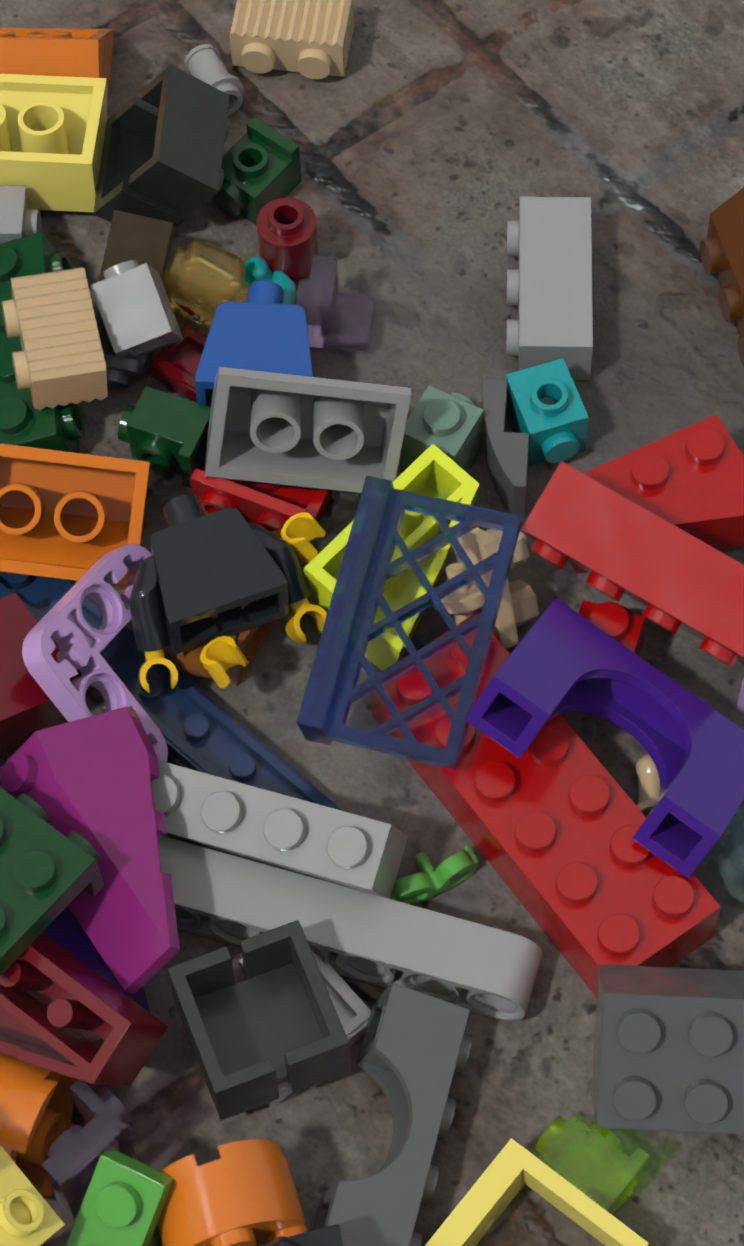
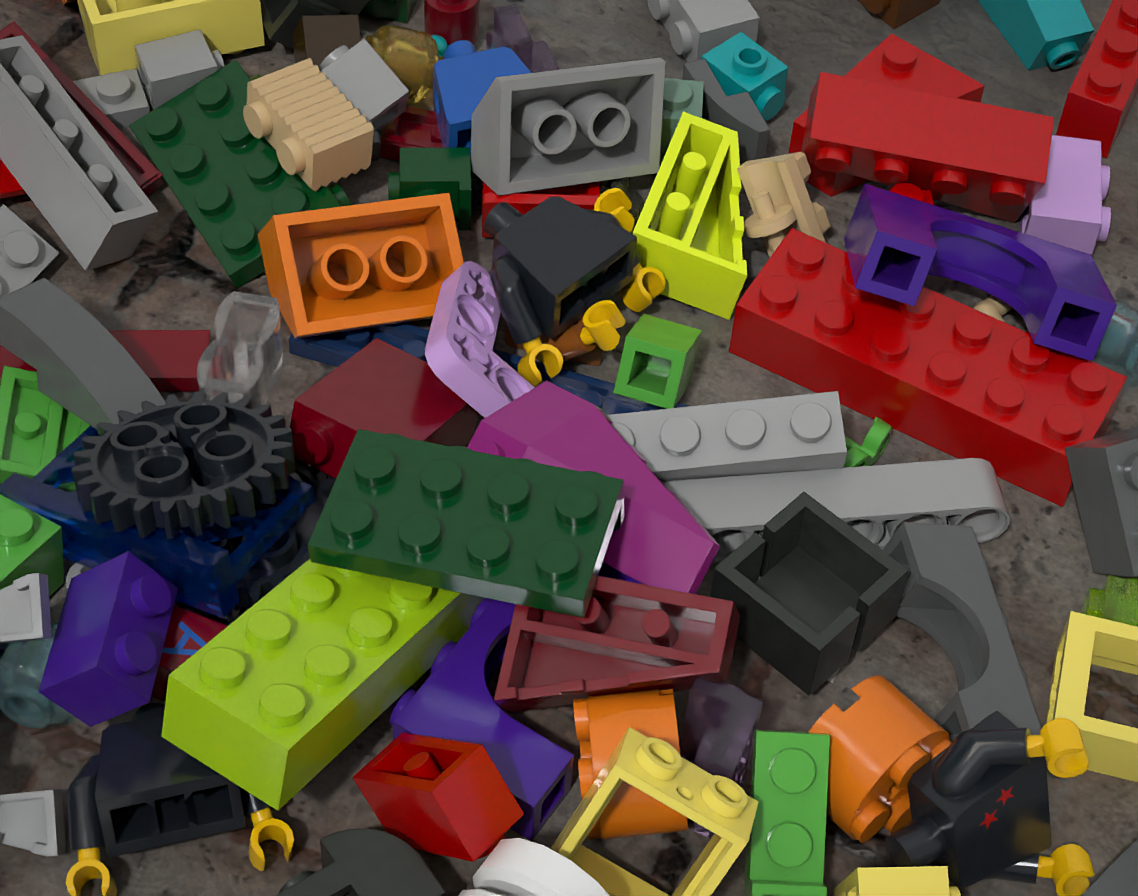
camera: 30 degrees left, 10 degrees down
(265, 711) = (657, 361): none -> bright green brick
(353, 612) = (707, 259): clear blue fence -> none

